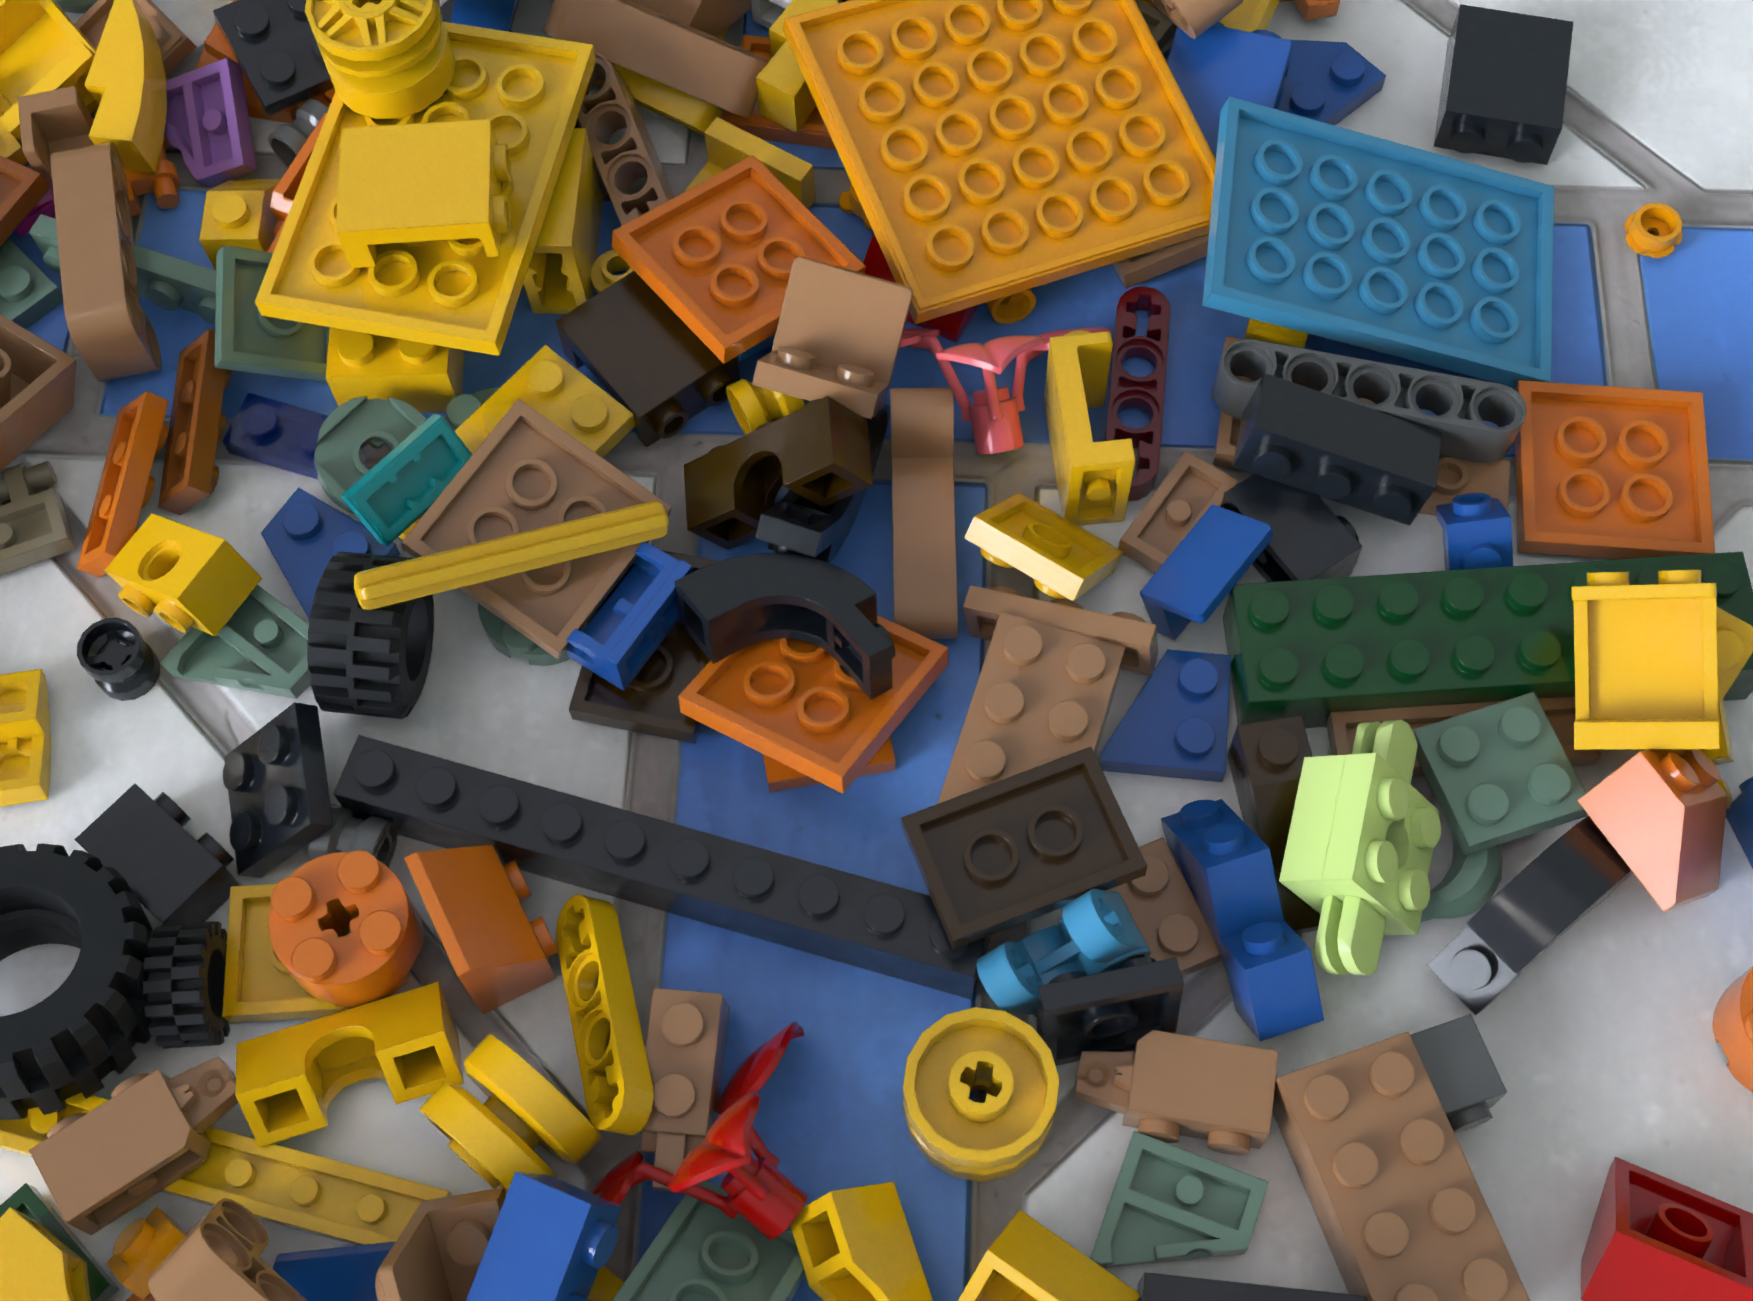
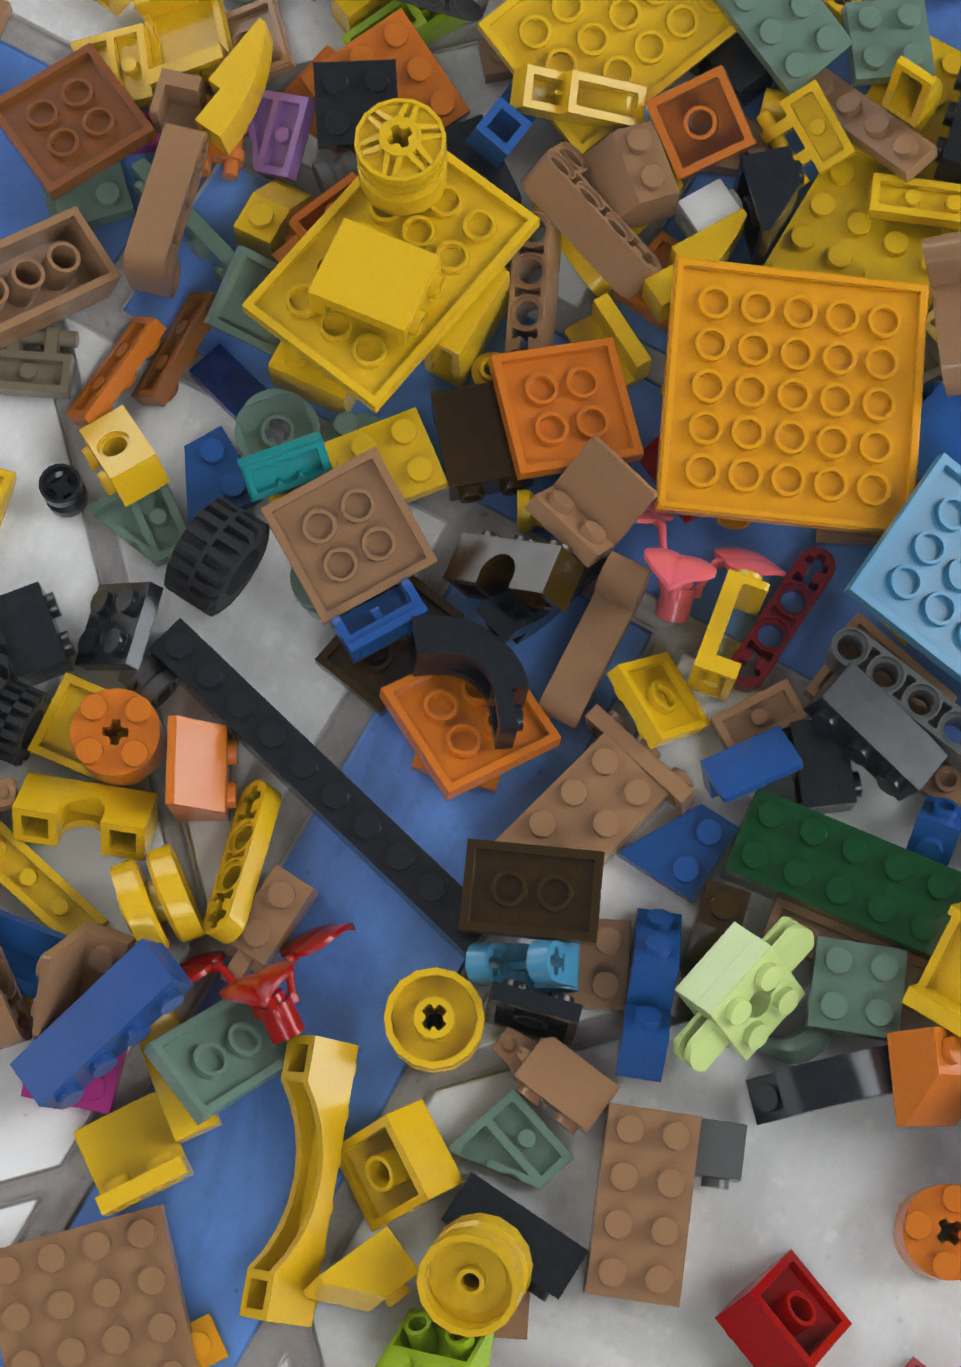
camera: 25 degrees right, 10 degrees up
(509, 555) = (320, 553): yellow axle -> none

